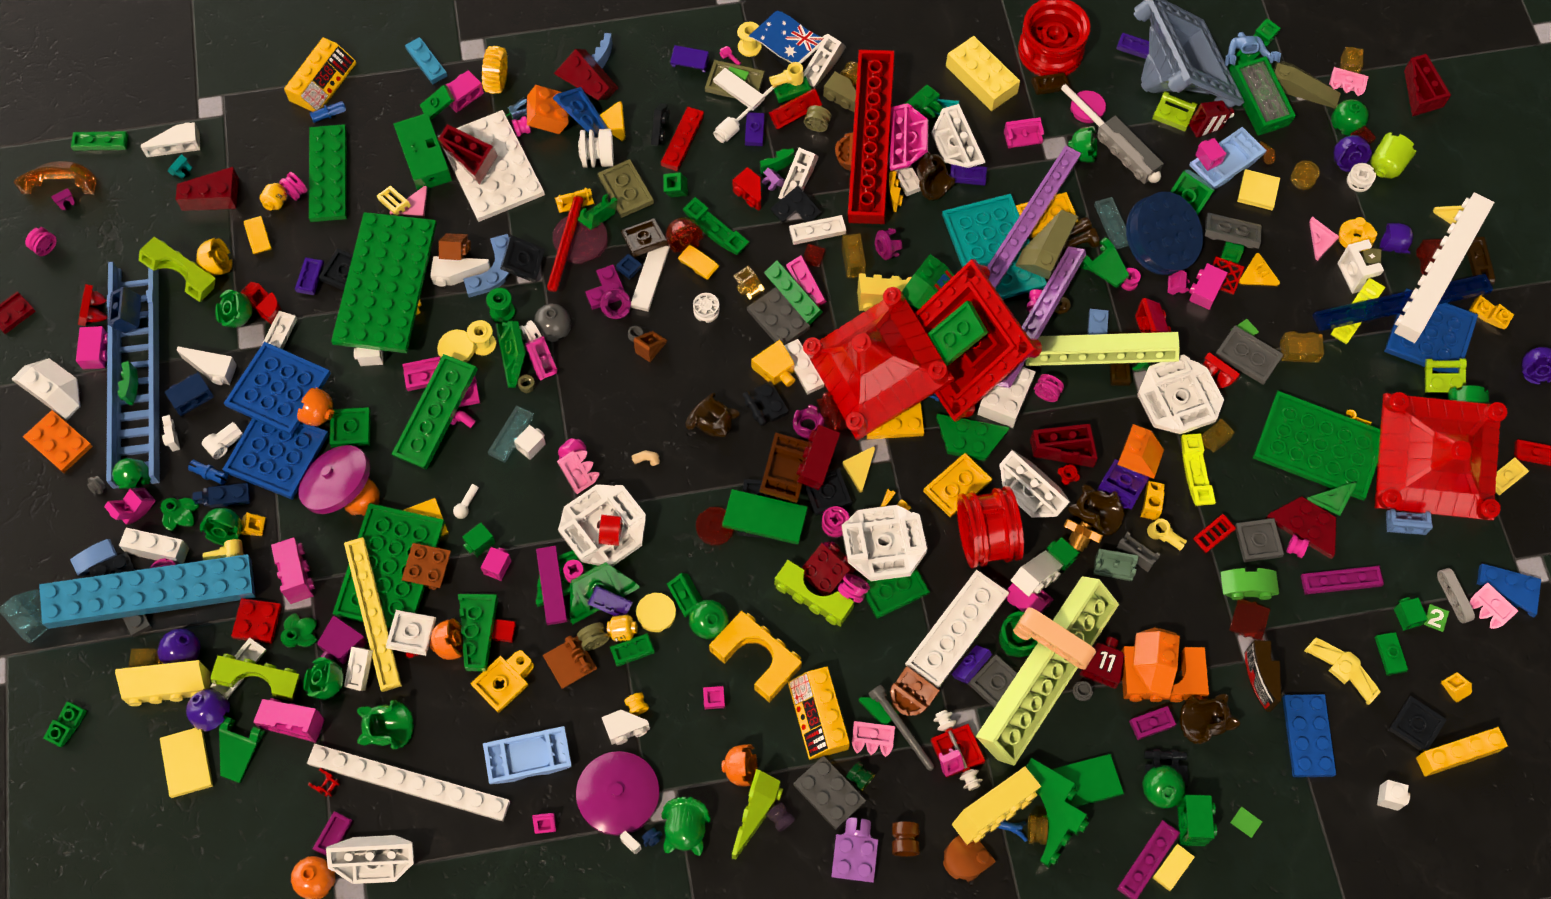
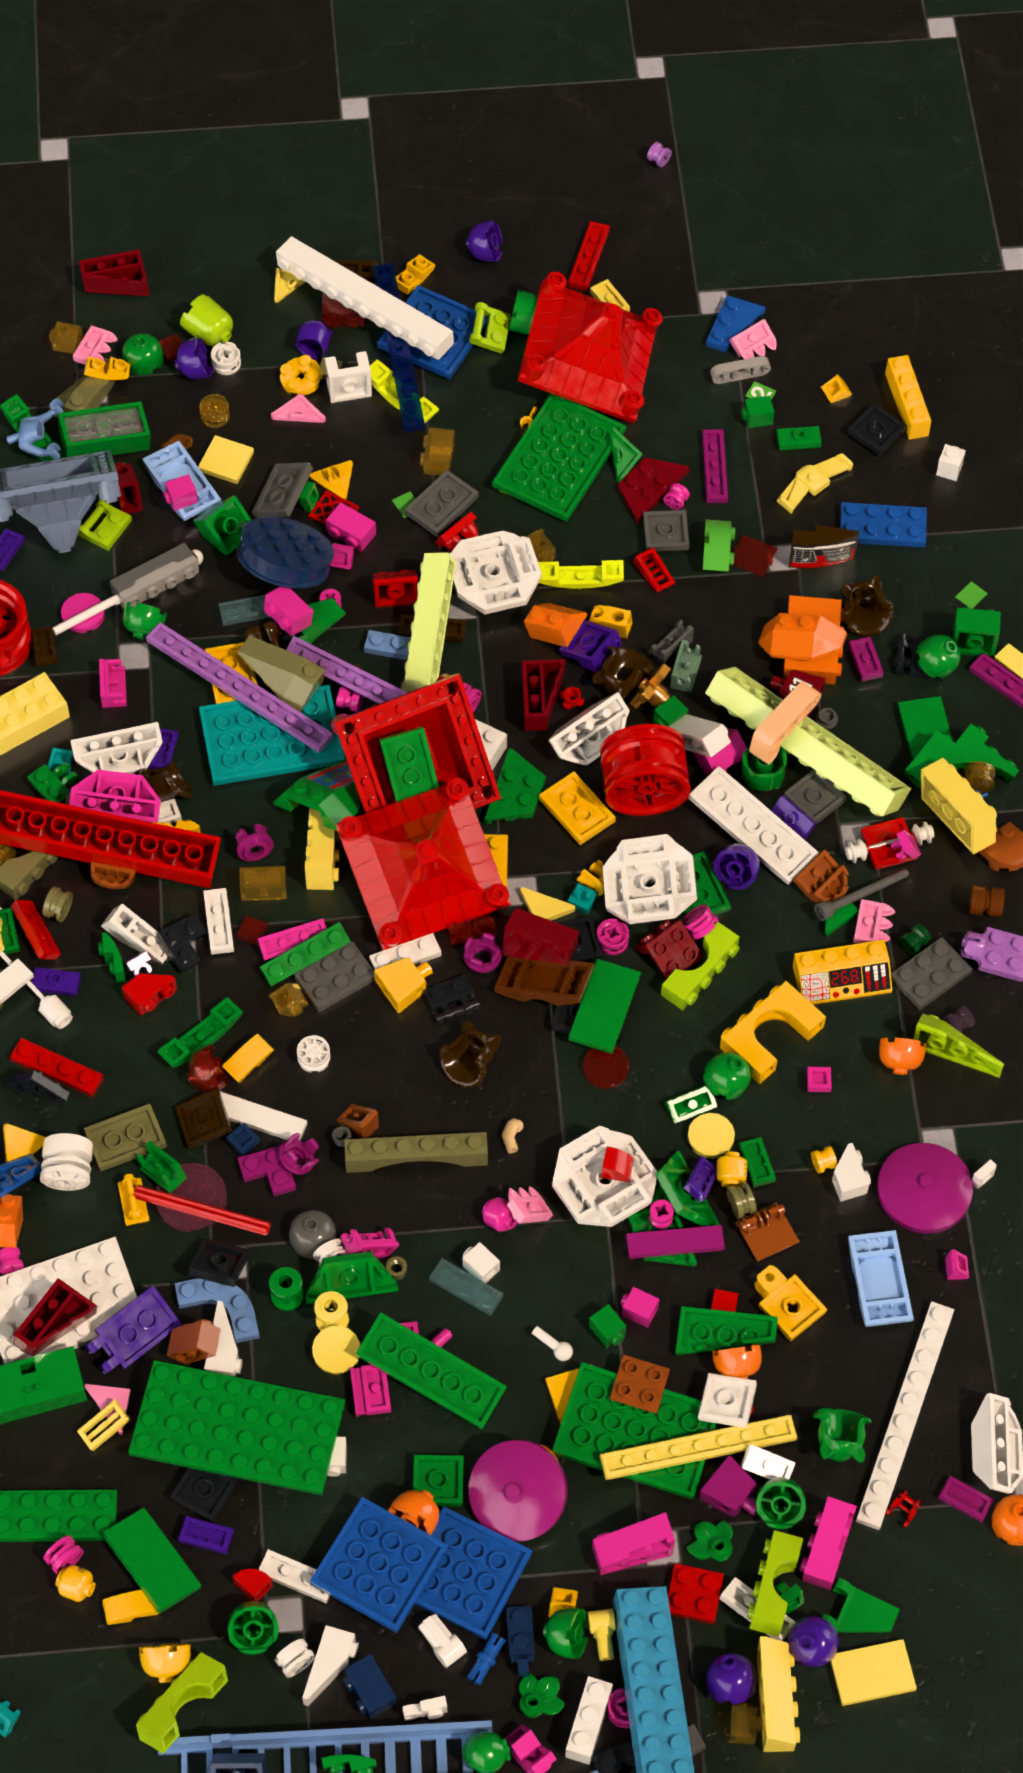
camera: 85 degrees left, 5 degrees down
(209, 191) = (55, 1669): dark red wedge -> none
(211, 340) = (295, 1658): none -> white wheel
(247, 691) = (792, 1596): none -> green tile
(255, 293) = (223, 1605): red brick -> none
(289, 242) = (151, 1560): none -> green tile
(466, 210) = (133, 1330): none -> dark purple tile
(623, 387) = (374, 1153): none -> olive arch
(651, 837) = (978, 1152): dark blue plate -> none
(675, 185) = (134, 1073): green brick -> none
(684, 824) = (968, 1115): green hair -> none
(871, 496) = (583, 898): none -> teal tile
(915, 617) = (737, 866): none -> dark purple cylinder
(1110, 240) = (288, 610): none -> dark pink brick
(1166, 535) = (651, 615): light yellow pin -> none
(1324, 90) = (113, 370): none -> yellow slope
(1408, 522) = (654, 394): medium blue hinge -> none

